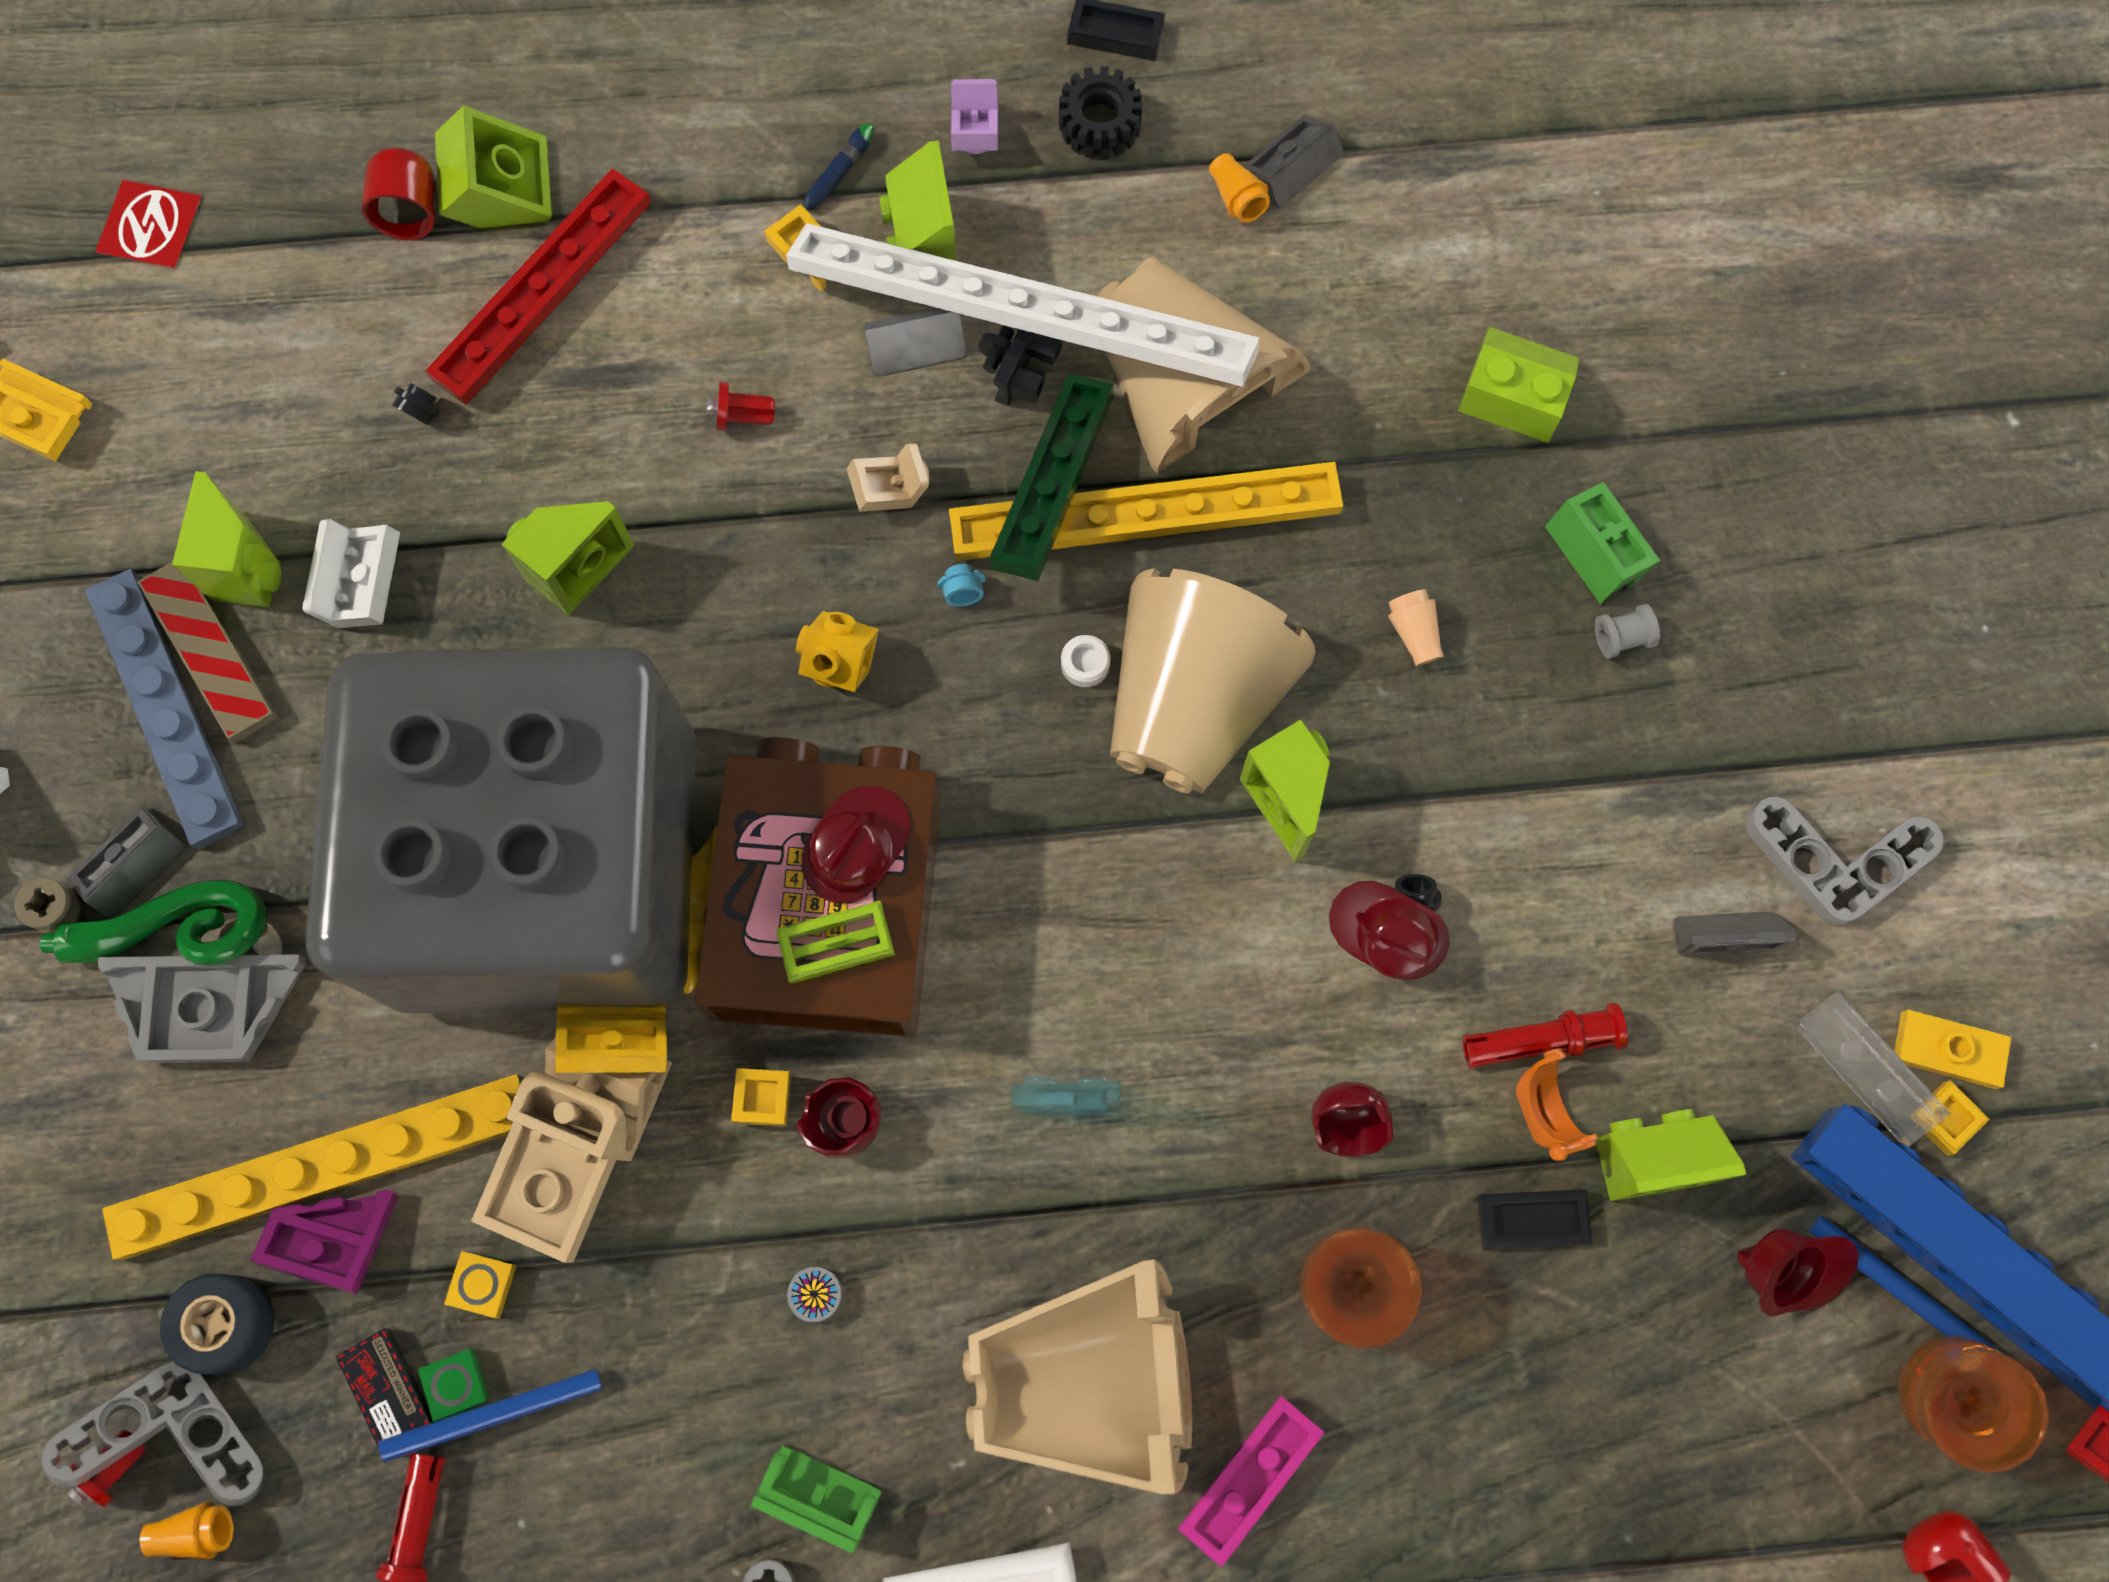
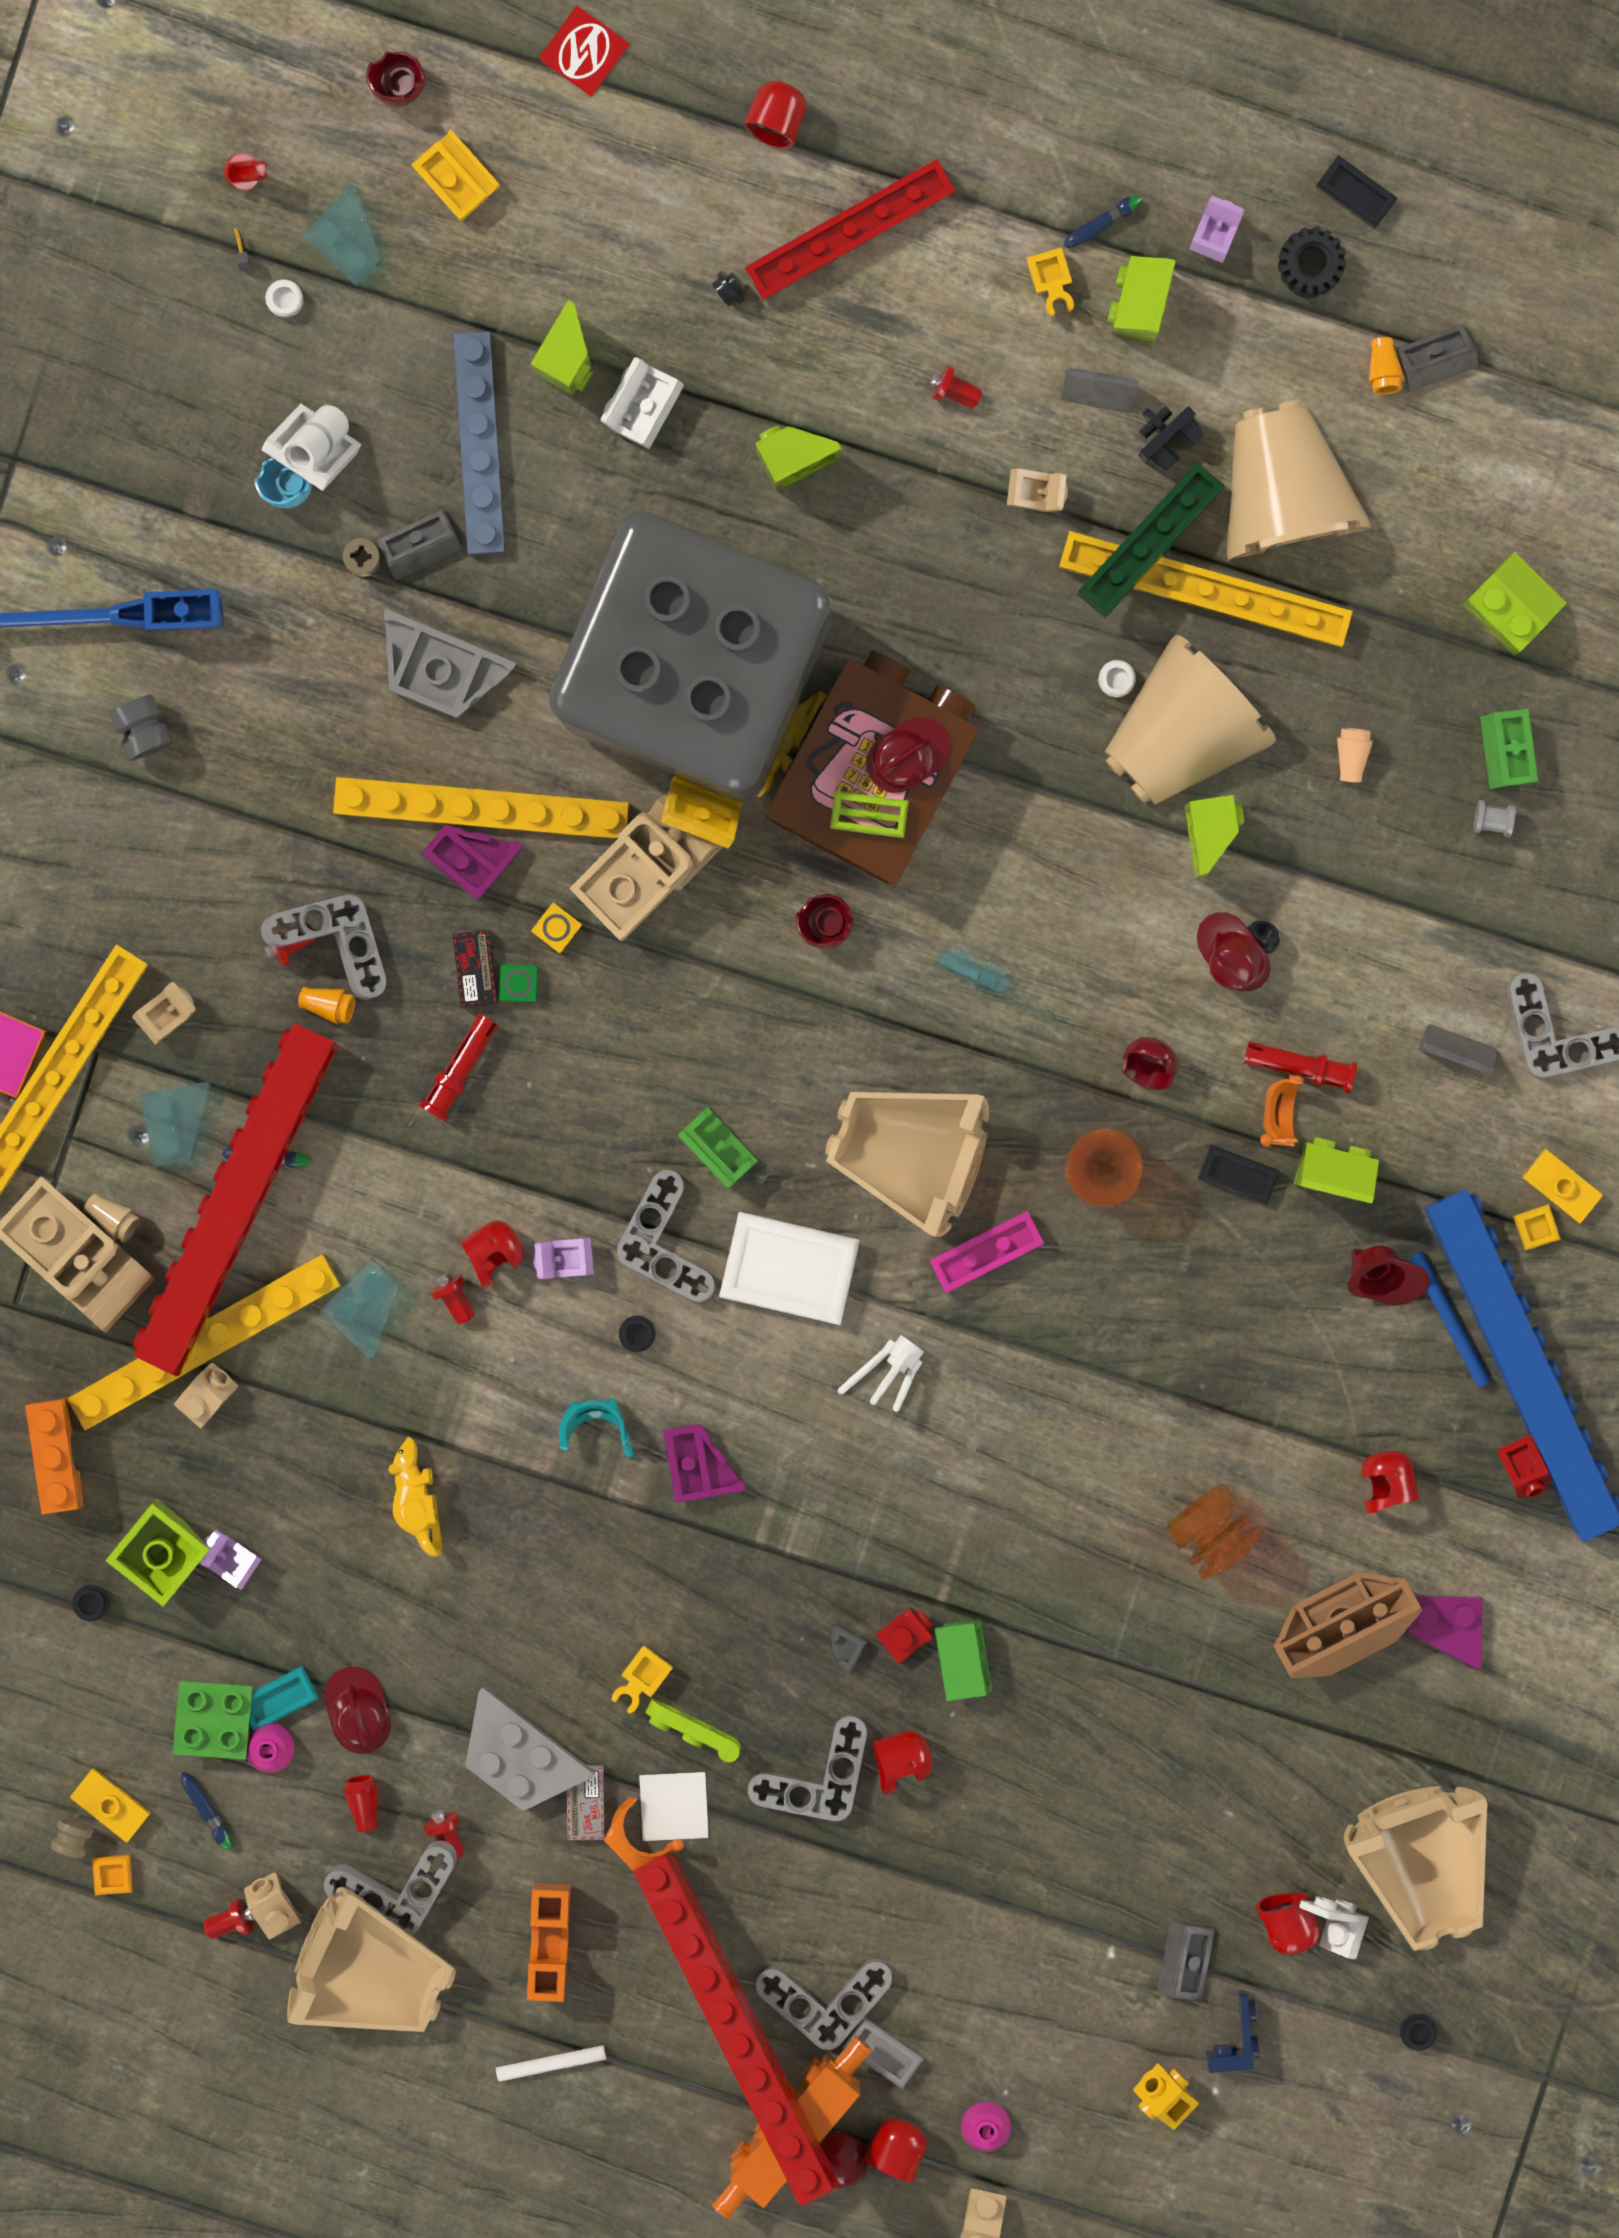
camera: 20 degrees right, 15 degrees up
(109, 938) = (392, 596): green plant -> none
(196, 1319) = (386, 882): black wheel -> none
(208, 653) = (522, 413): tile -> none
(489, 1415) = (538, 1012): blue bar -> none
(491, 171) = (848, 123): lime slope -> none
(761, 1097) = (779, 885): yellow plate -> none
(814, 1294) = (764, 1024): tile -> none
(836, 650) = (949, 603): yellow brick -> none
(962, 585) = (1055, 588): medium azure plate -> none
(1025, 304) = (1180, 409): white plate -> none
(1872, 1069) = (1500, 1175): clear tile -> none
(1998, 1424) = (1446, 1417): clear orange wheel -> none

